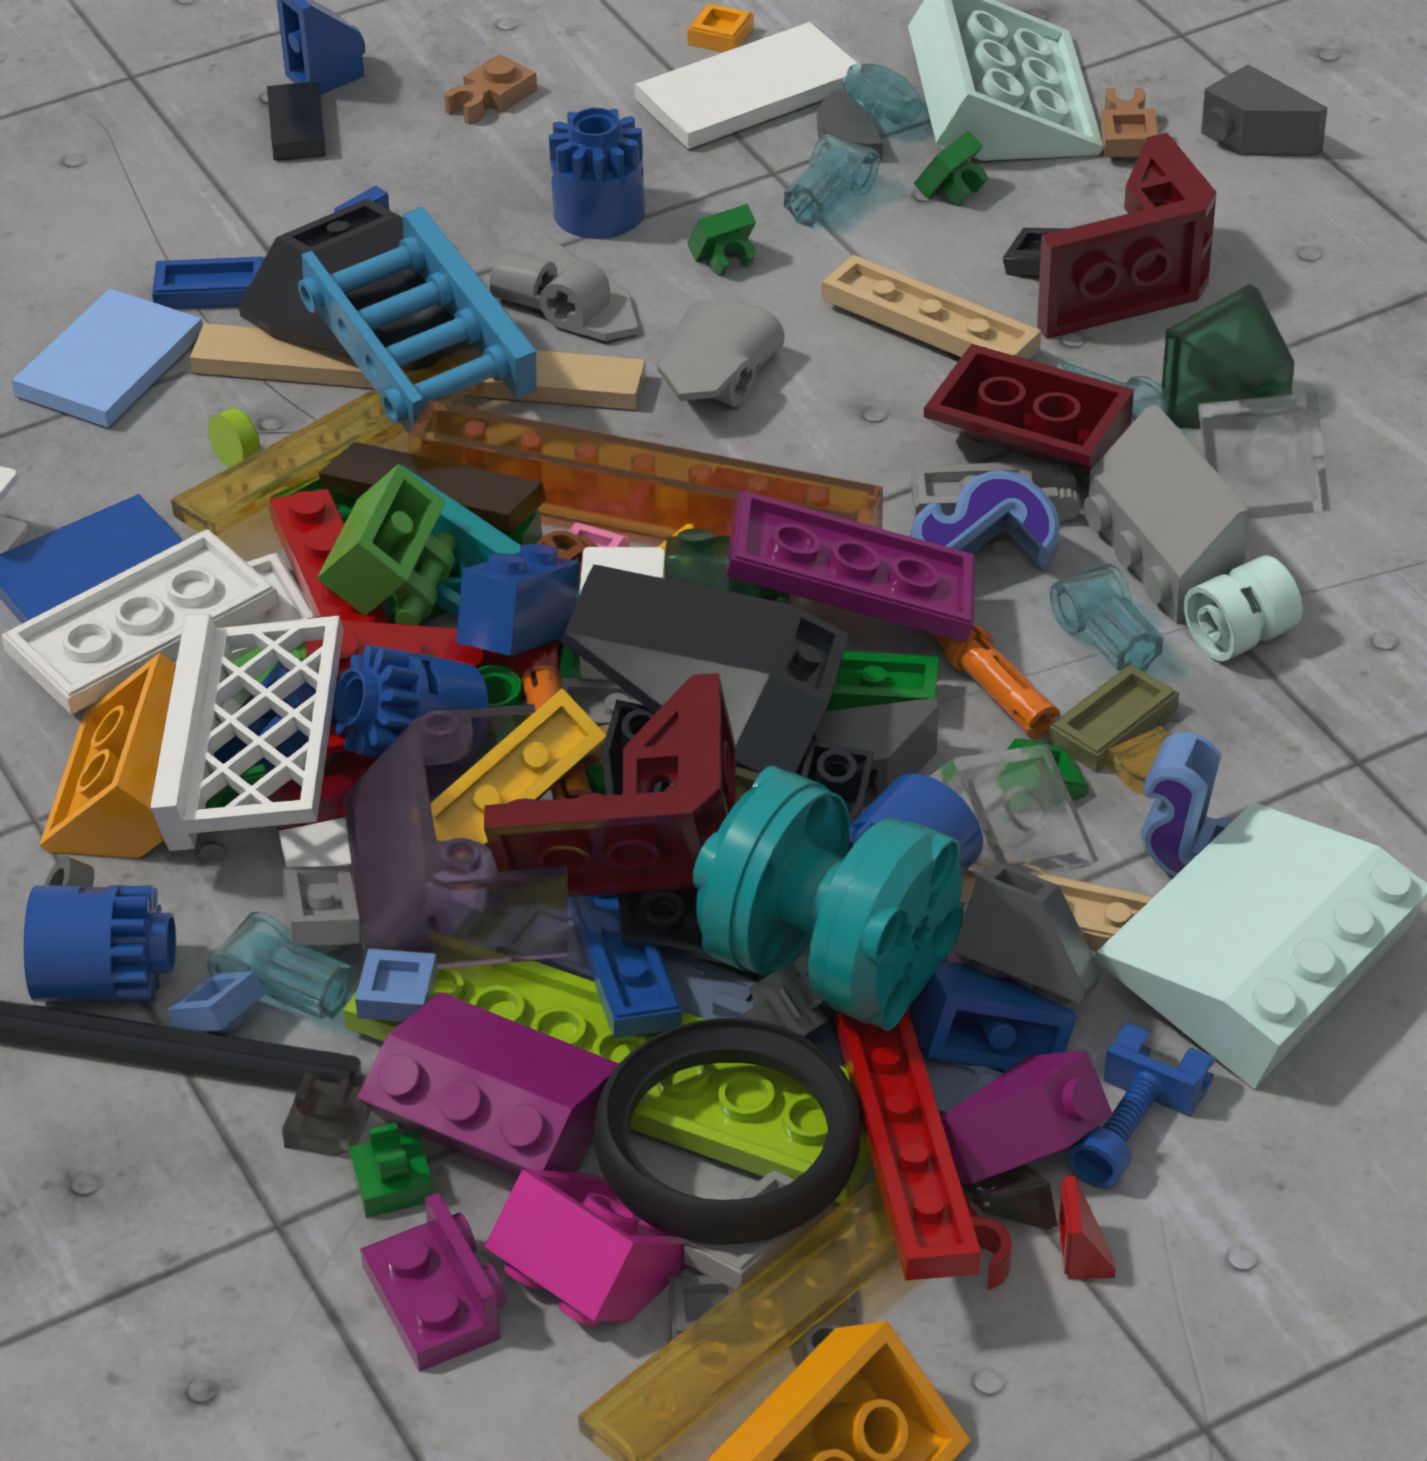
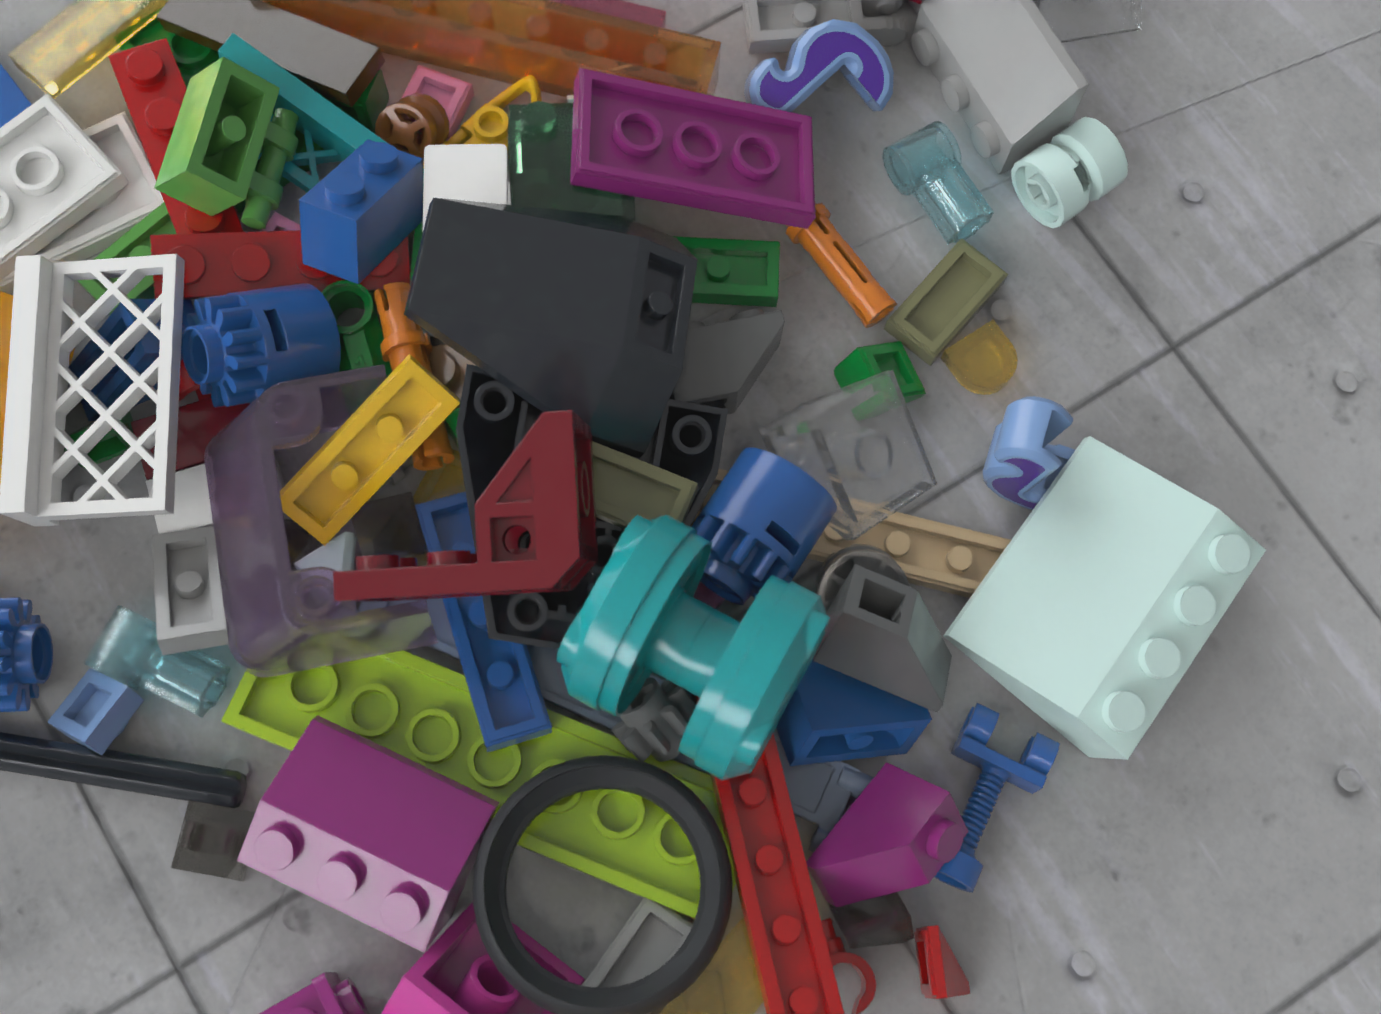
camera: 10 degrees left, 30 degrees up
(390, 1170) = (279, 914): green tile -> none
(395, 984) = (268, 708): medium blue plate -> none

